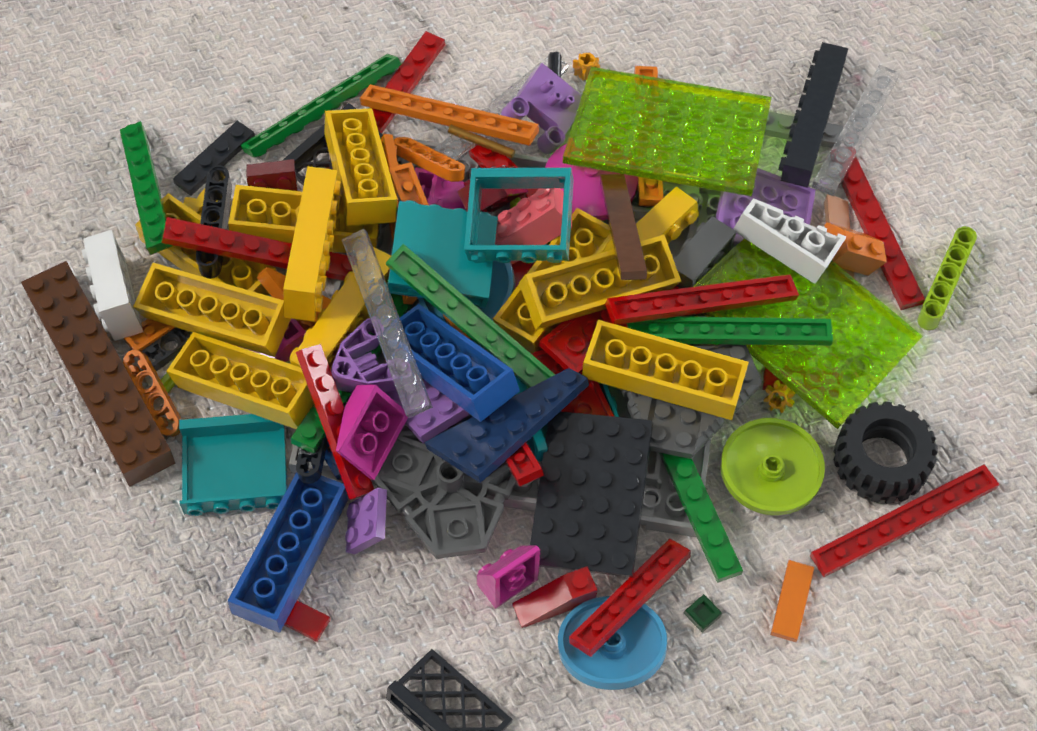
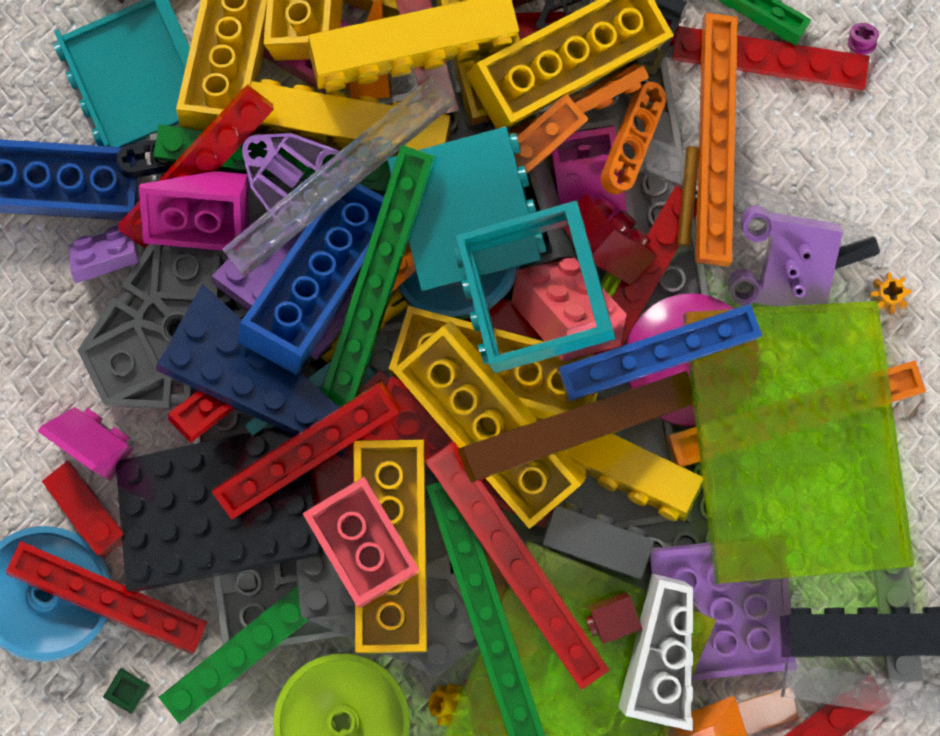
camera: 75 degrees right, 20 degrees up
(412, 30) = (863, 38): none -> magenta bush
(578, 398) = (306, 450): none -> red plate
(587, 174) = (659, 352): none -> blue plate
(662, 368) = (361, 542): none -> coral brick
(756, 258) = (612, 618): none -> dark red brick

